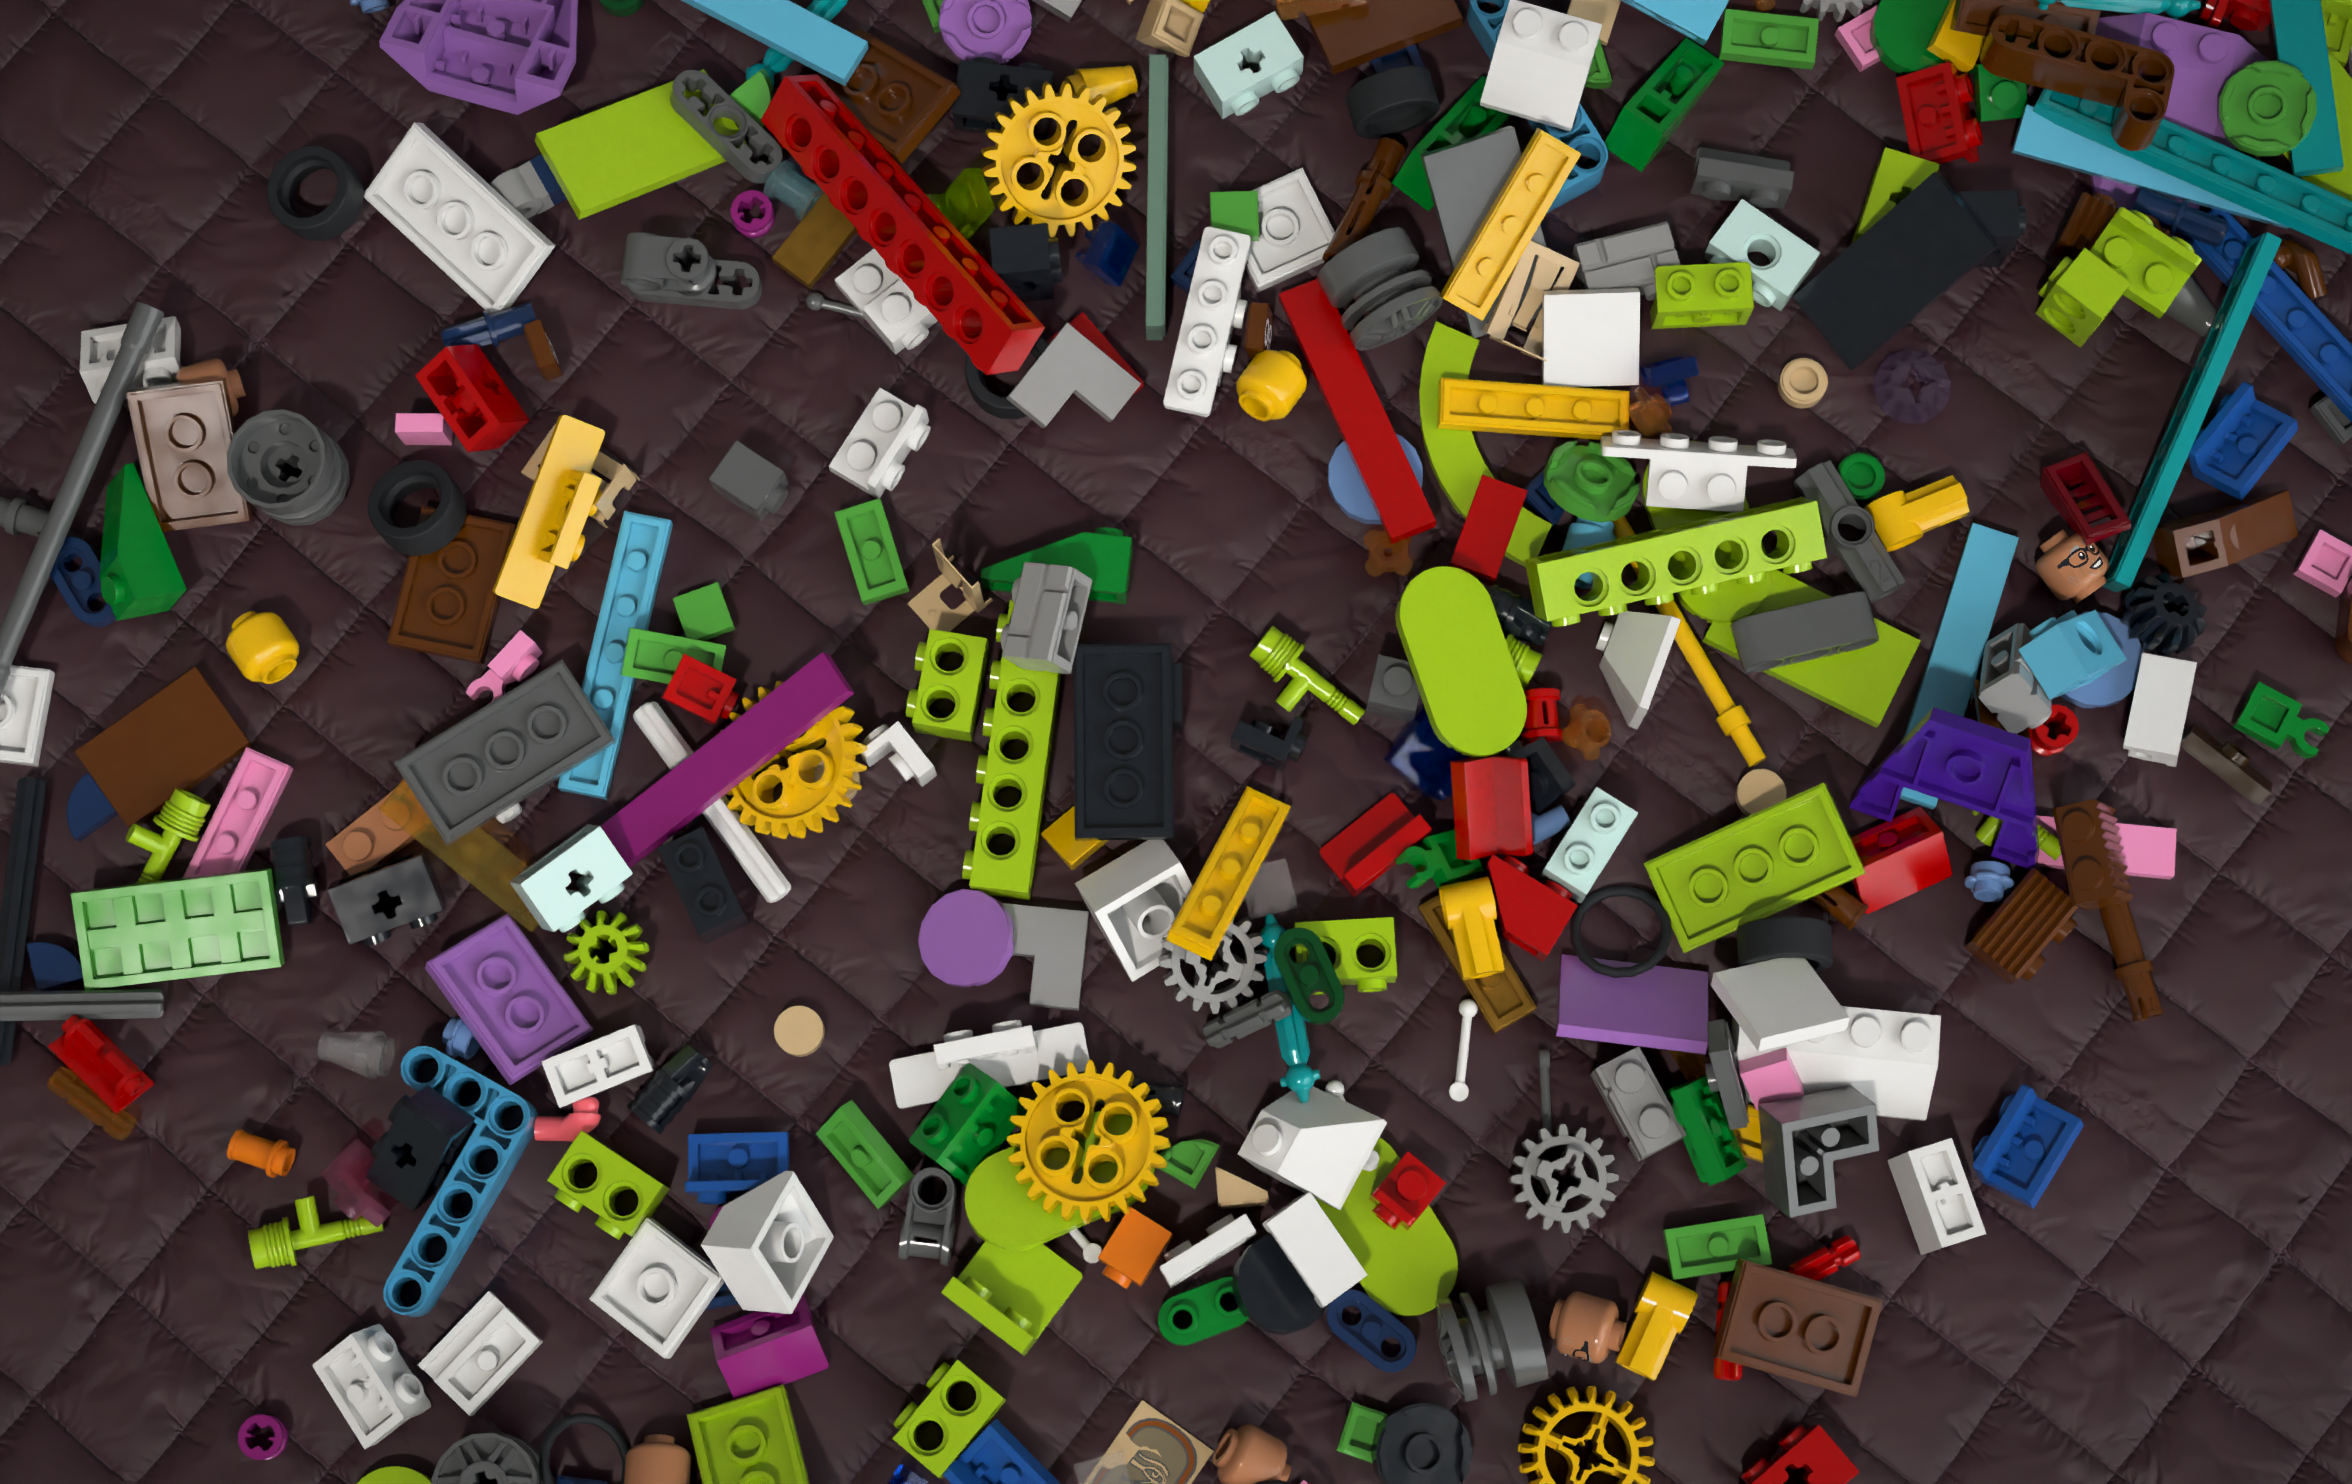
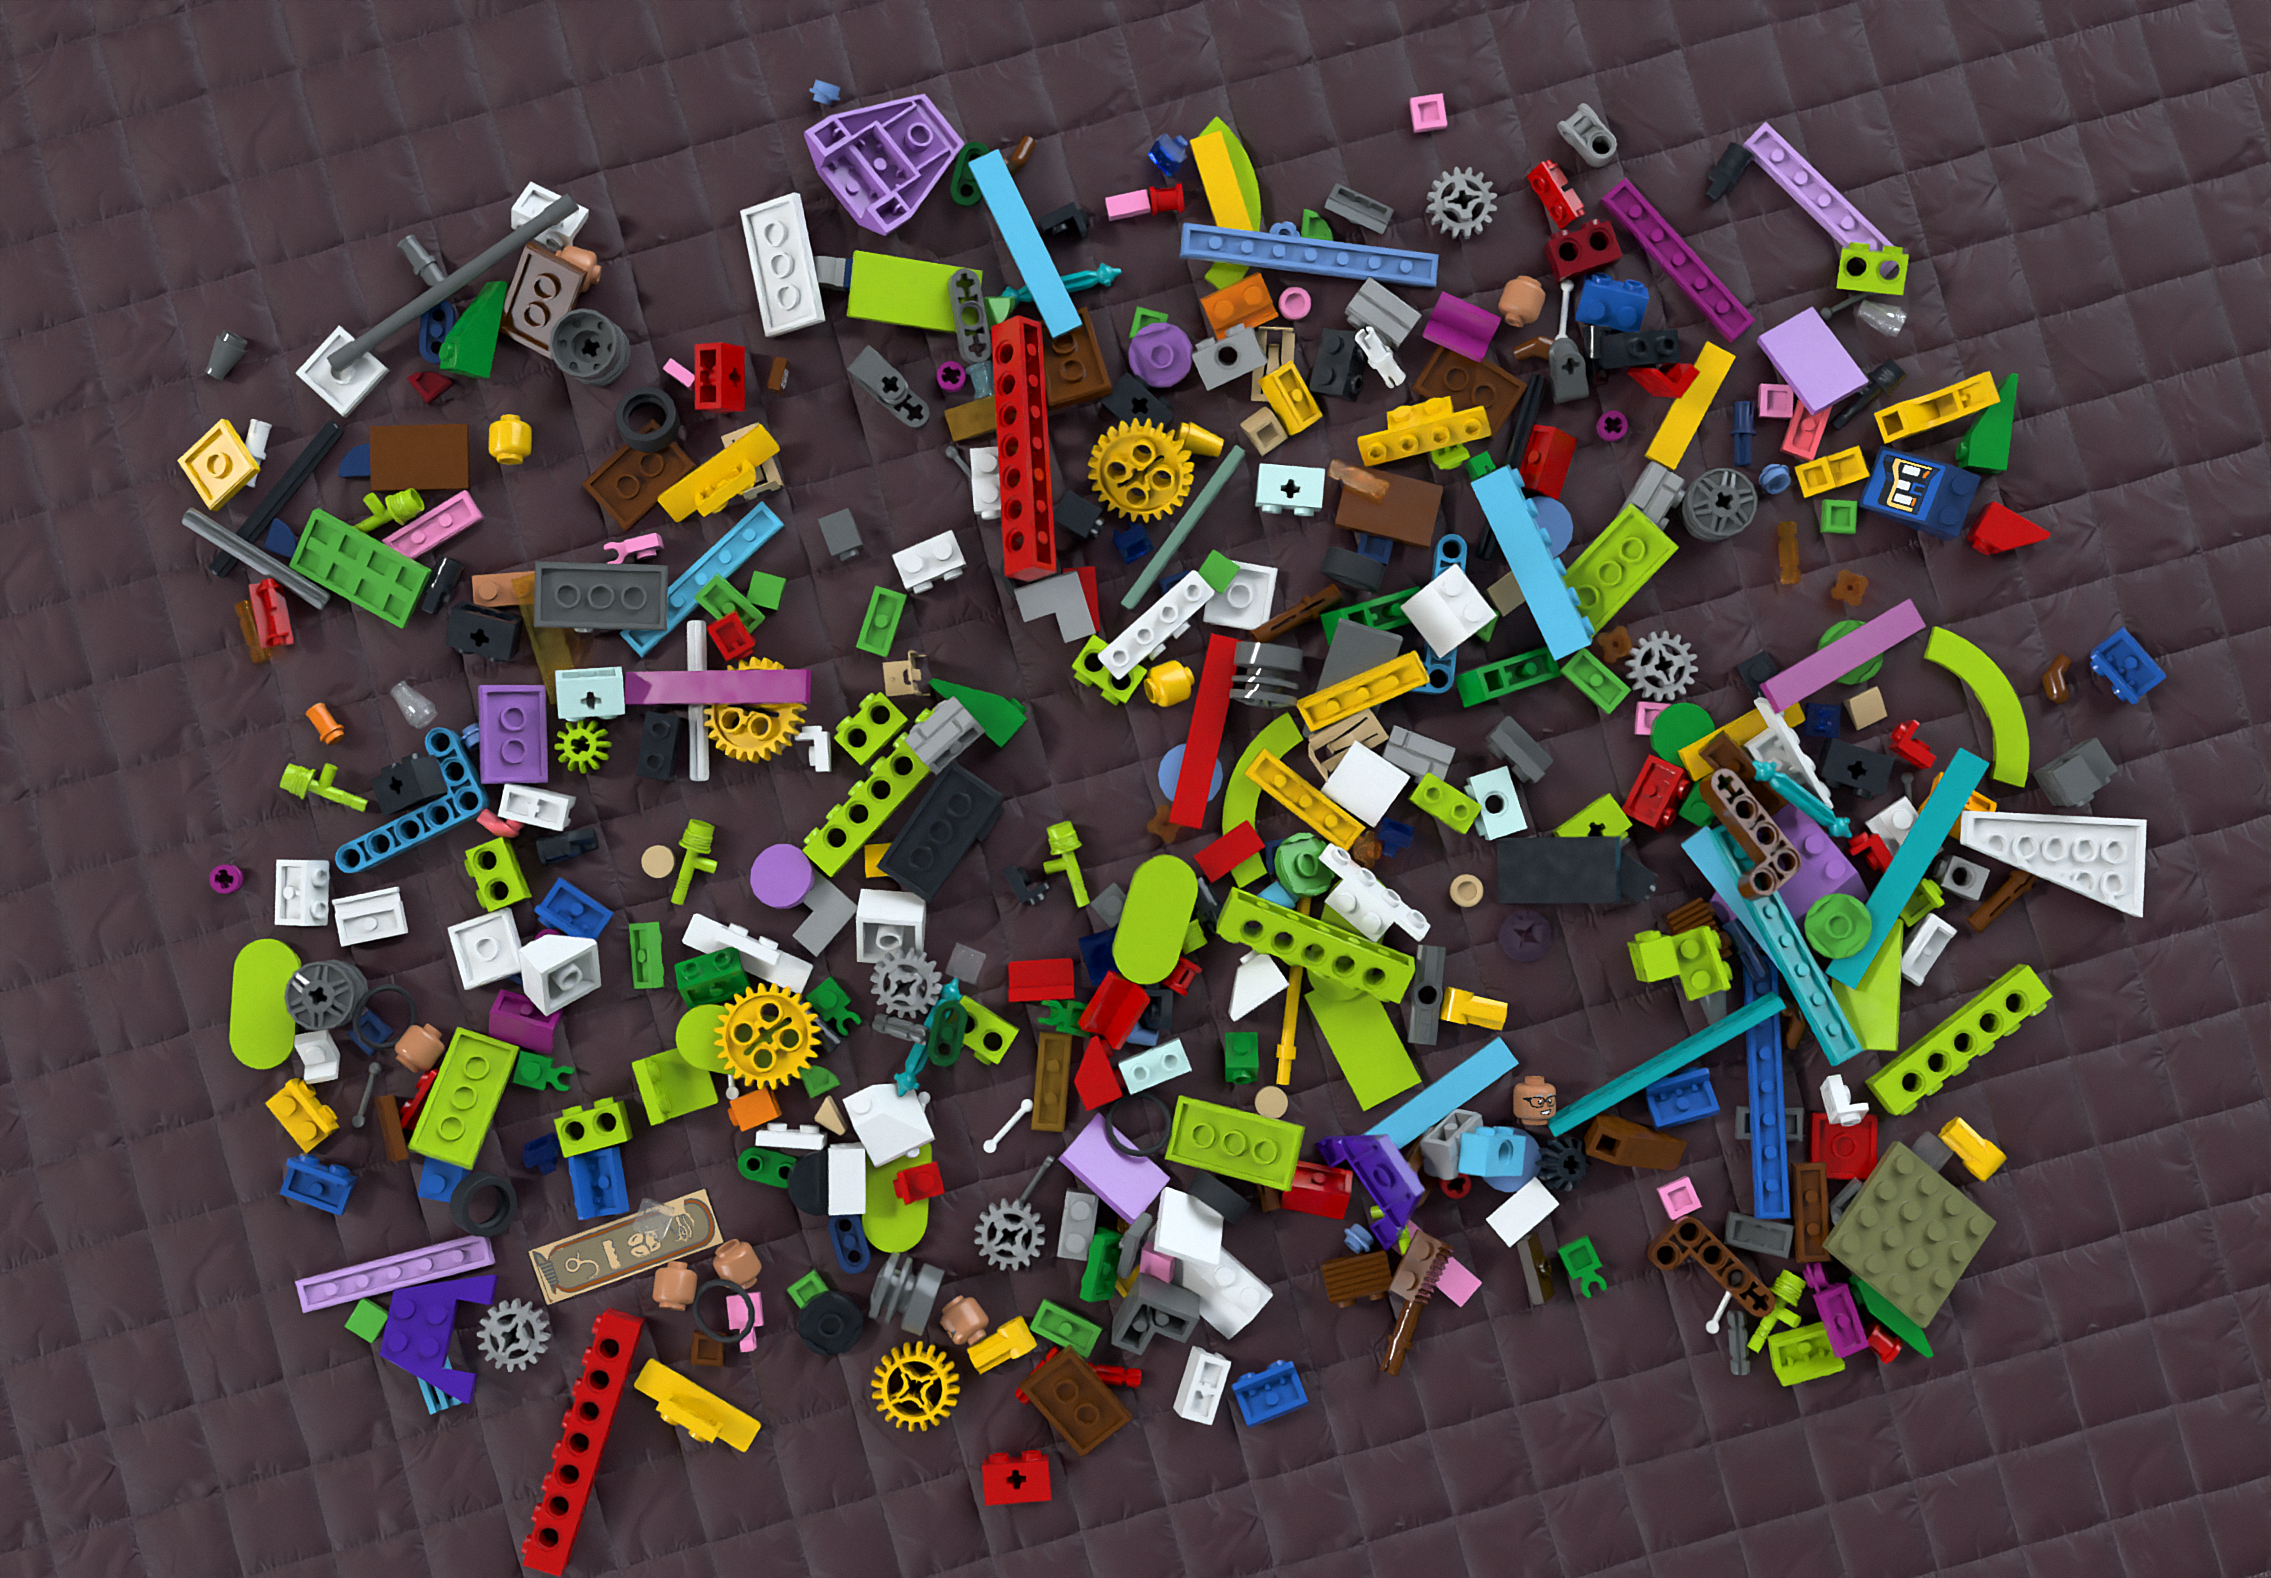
camera: 30 degrees right, 10 degrees up
(117, 654) = (430, 385): none -> dark red tile
(294, 169) = (697, 175): black tyre -> none
(348, 1178) = (359, 776): clear pink bracket -> none
(490, 327) = (757, 341): dark blue axle -> none
(827, 966) = (696, 840): none -> lime piece
(827, 1400) = (537, 1070): none -> green plate
(929, 1220) = (653, 1017): dark grey piece -> none
(965, 201) = (1069, 457): clear neon green bracket -> none
(1137, 1051) = (830, 1002): none -> green plate
(1188, 433) = (1104, 677): none -> lime brick
(1228, 873) = (946, 944): yellow tile -> none
(1258, 329) = (1184, 648): reddish brown tile -> none
(1470, 914) = (1060, 1062): yellow piece -> none
(1587, 731) = (1207, 1004): clear orange plate -> none
(1685, 764) = (1241, 1057): none -> green bracket
(1804, 632) = (1358, 1034): dark grey beam -> none
(1862, 476) = (1458, 966): green tile -> none
(2076, 470) = (1573, 1047): dark red slope -> none

